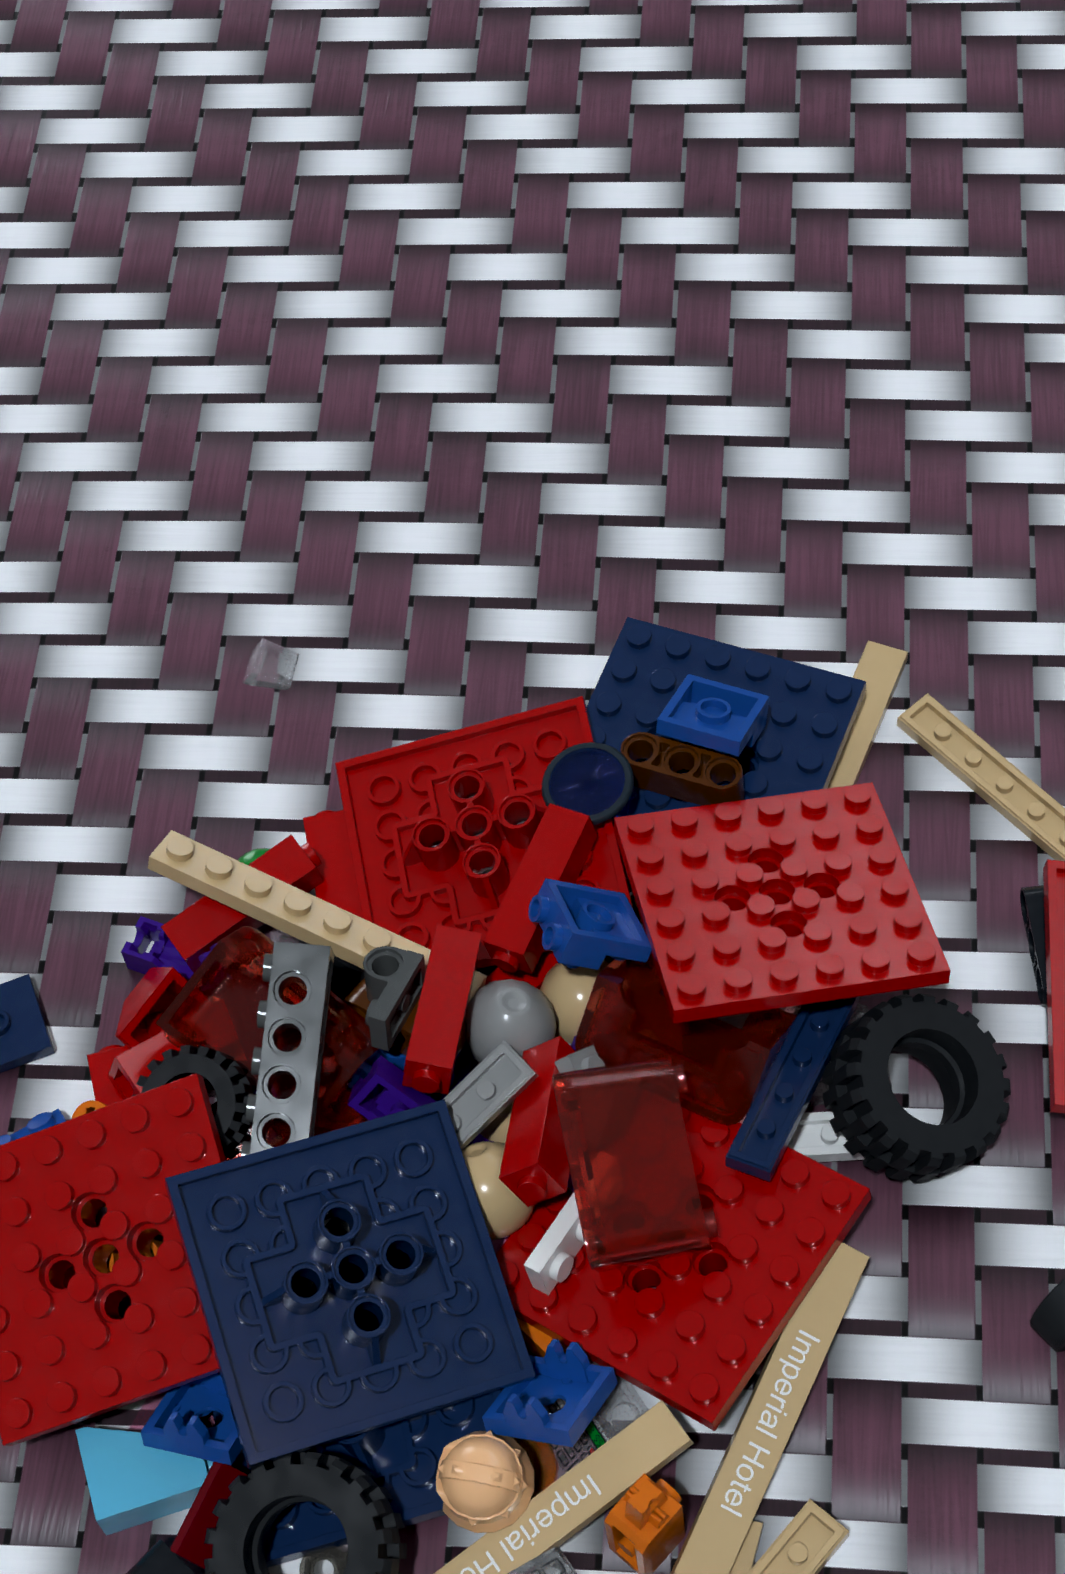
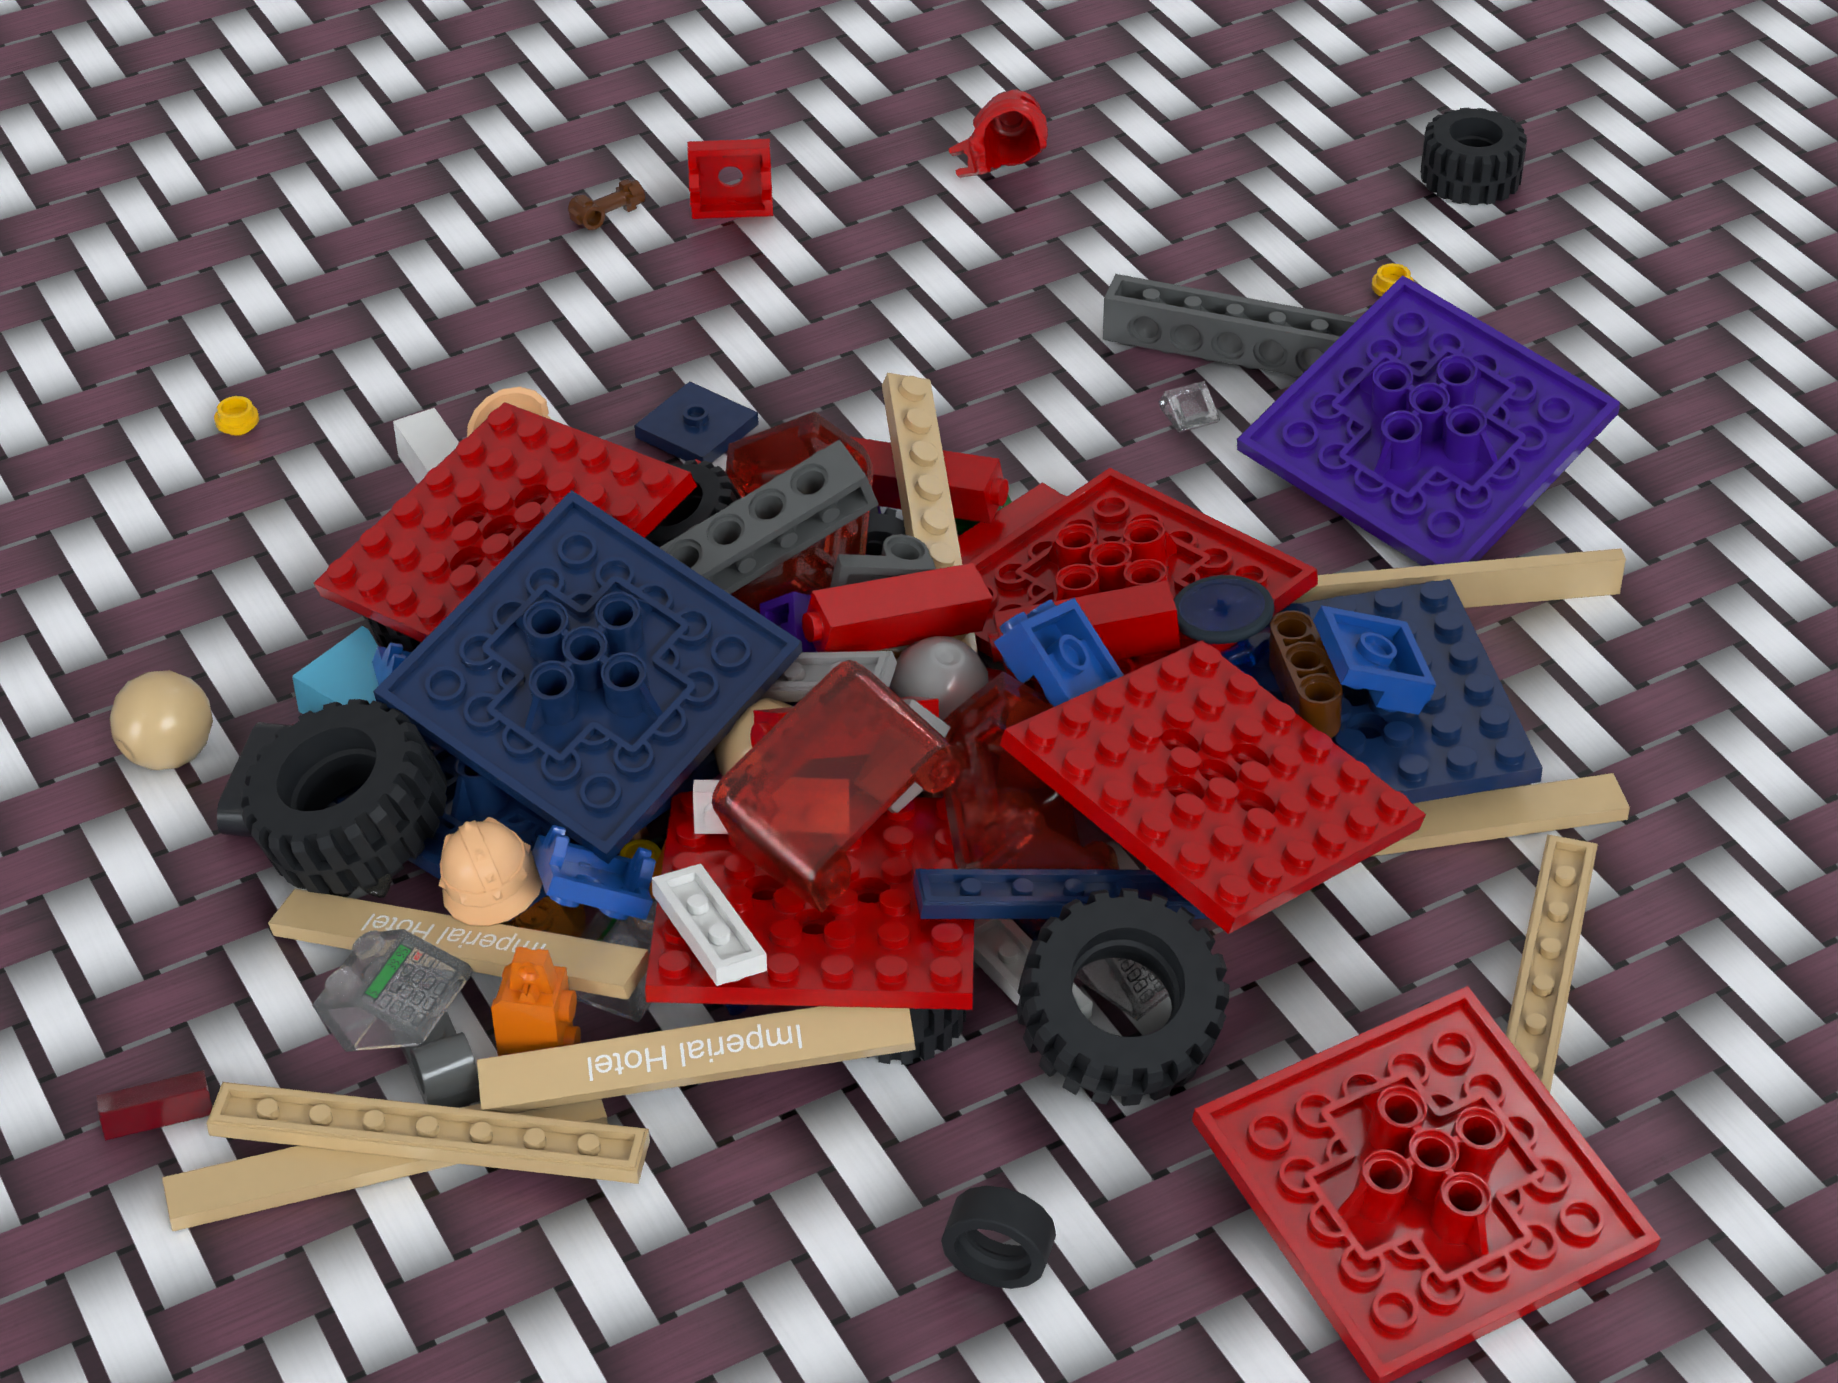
camera: 50 degrees right, 15 degrees down
(153, 306) = (1473, 156): none -> black tyre
(243, 447) = (1387, 276): none -> yellow plate
(254, 563) = (1218, 325): none -> dark grey brick
(407, 585) = (1428, 427): none -> dark purple plate
(619, 601) = (1493, 580): none -> tan tile
(692, 1340) = (709, 924): none -> white plate

